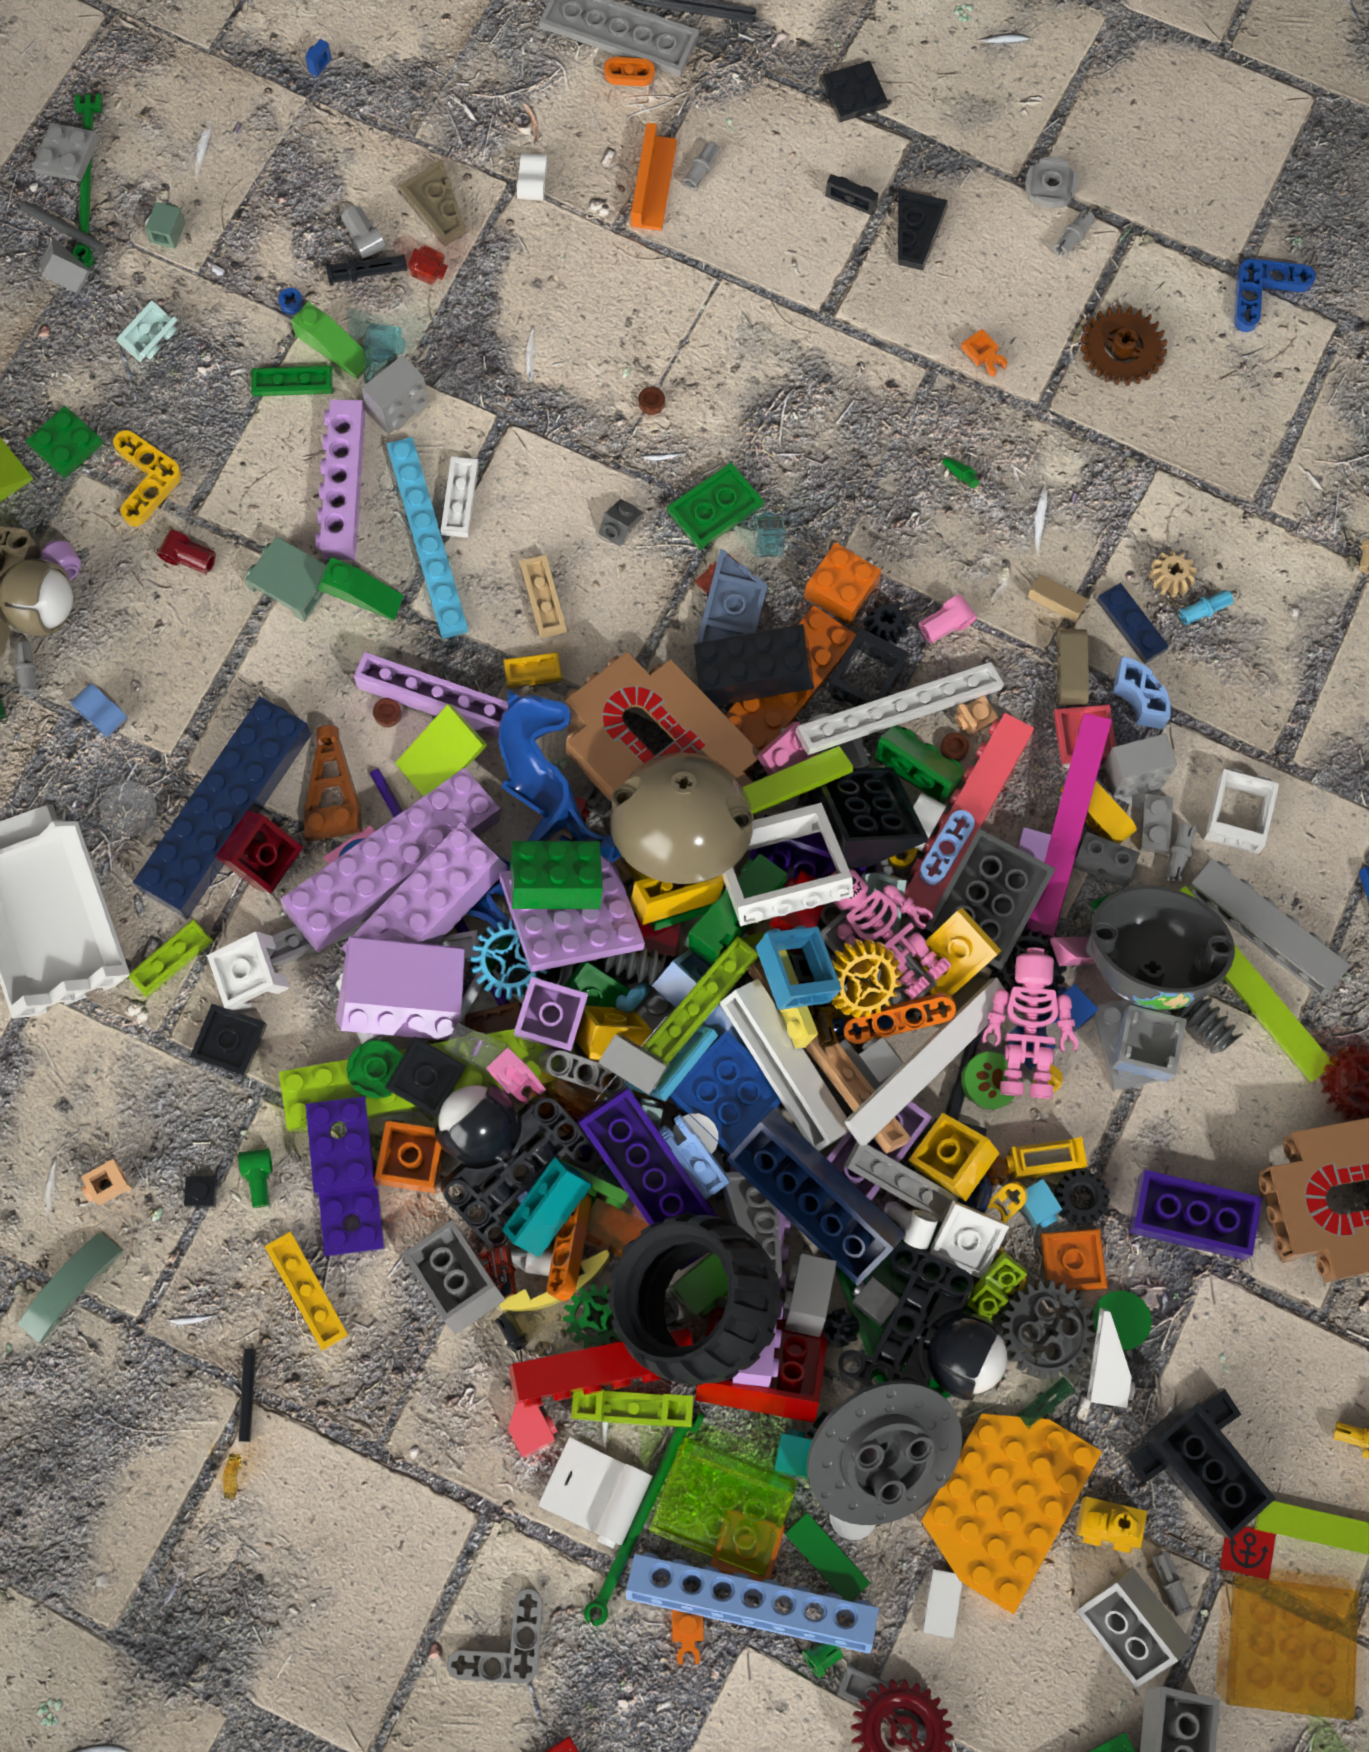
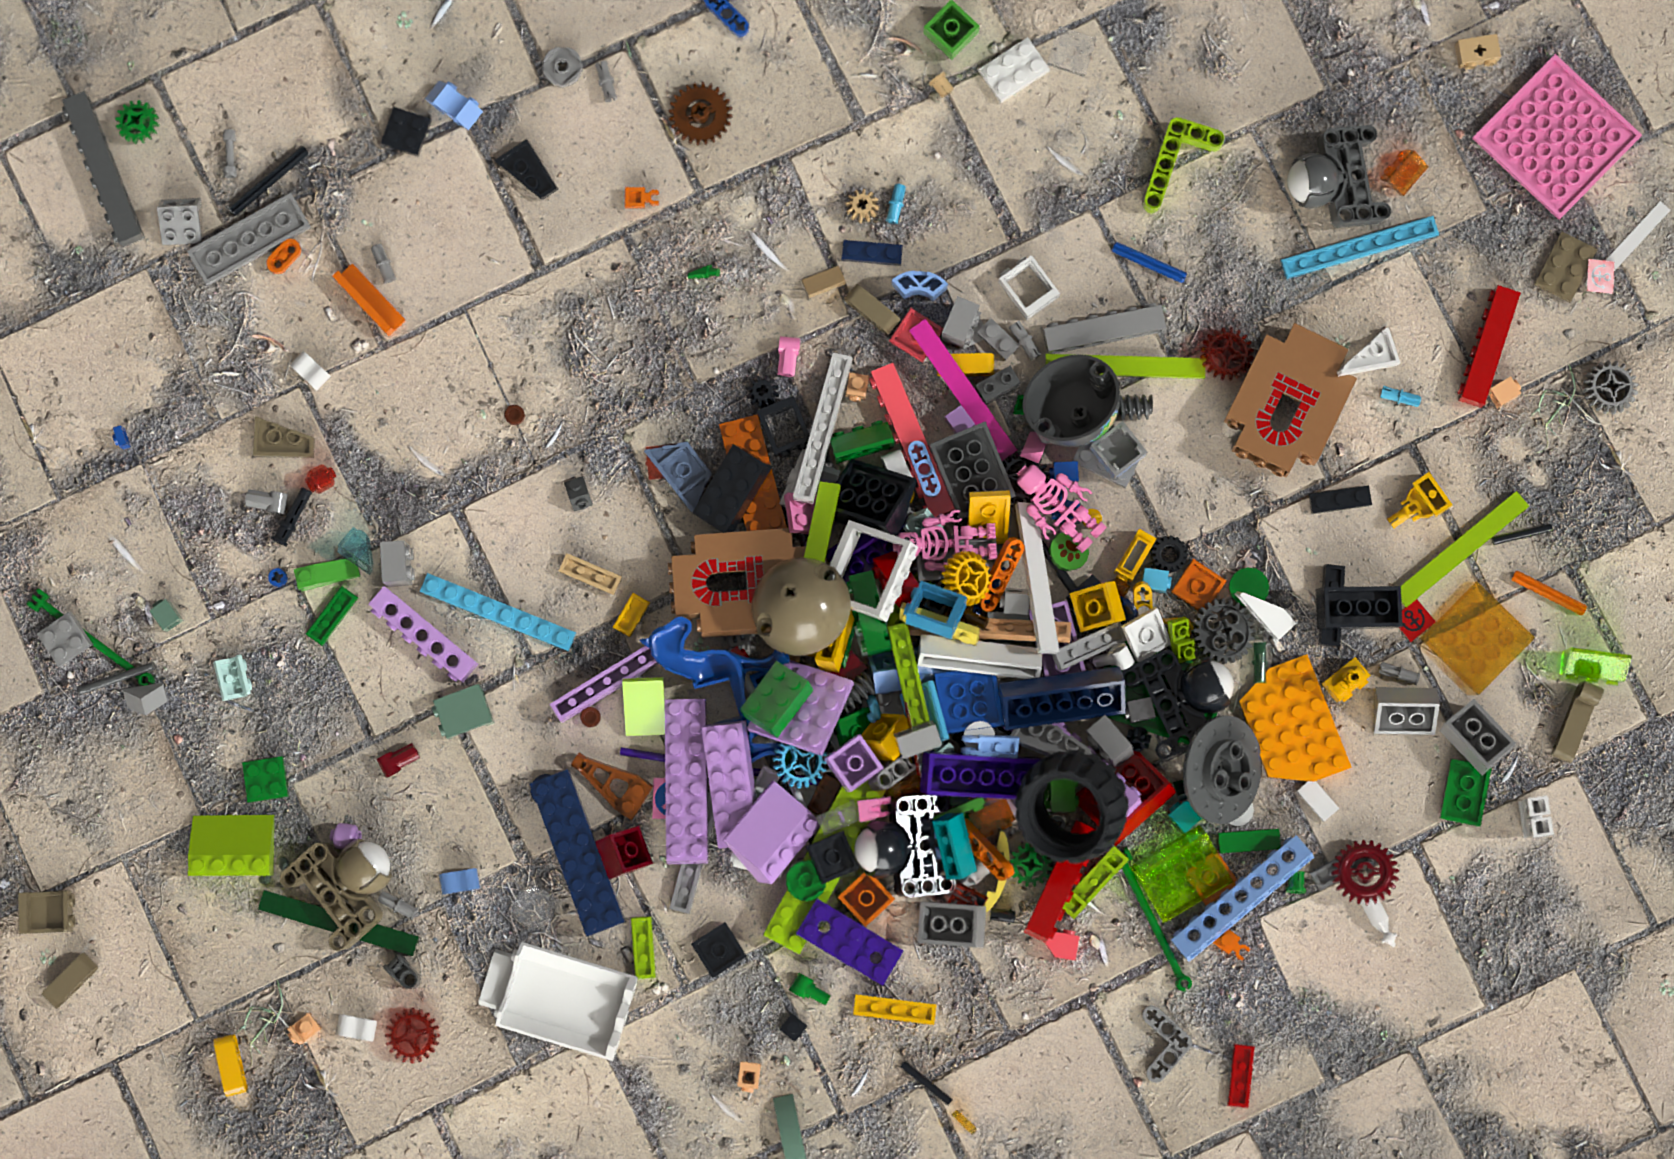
camera: 45 degrees left, 10 degrees up
(154, 478) = (333, 743): yellow beam -> none
(246, 971) = (689, 911): white panel -> none
(359, 589) = (504, 677): green slope -> none
(459, 497) = (488, 574): white plate -> none
(600, 1492) = (1123, 934): white door -> none
(715, 506) = (612, 431): green plate -> none
(769, 535) = (656, 415): clear light blue slope -> none
(842, 583) = (720, 397): orange brick -> none
(852, 194) = (482, 187): black plate -> none
(921, 111) = (456, 106): none -> light blue brick
(954, 746) = (865, 413): copper tile -> none
(1195, 1215) = (1226, 503): dark purple brick -> none
(1311, 1348) = (1340, 499): none -> black plate

